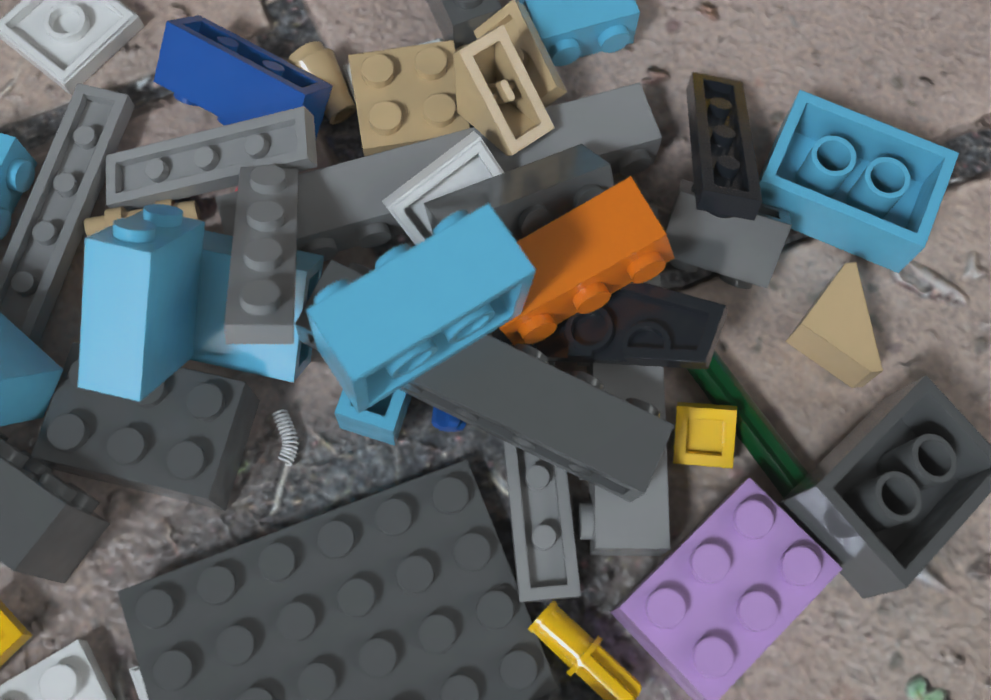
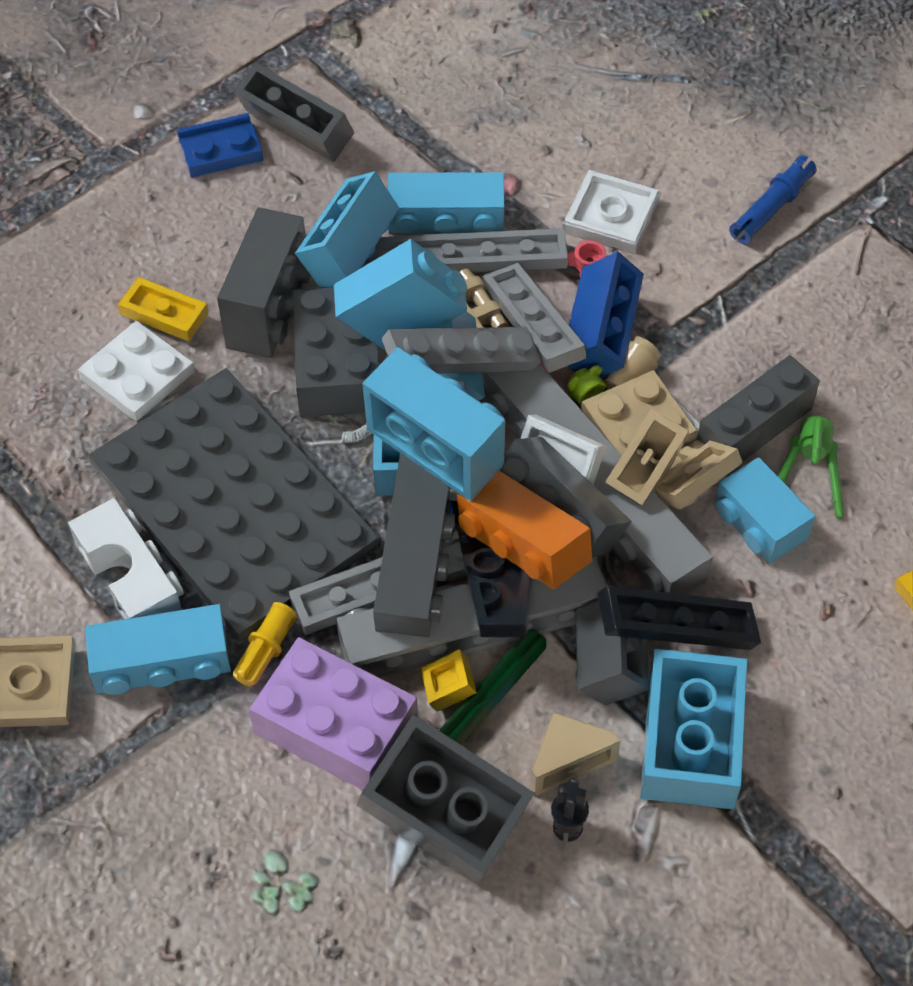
camera: 75 degrees right, 15 degrees down
(131, 63) = (585, 254): none -> coral plate
(332, 140) = (585, 384): none -> lime plate
(931, 346) = (569, 811): none -> black axle

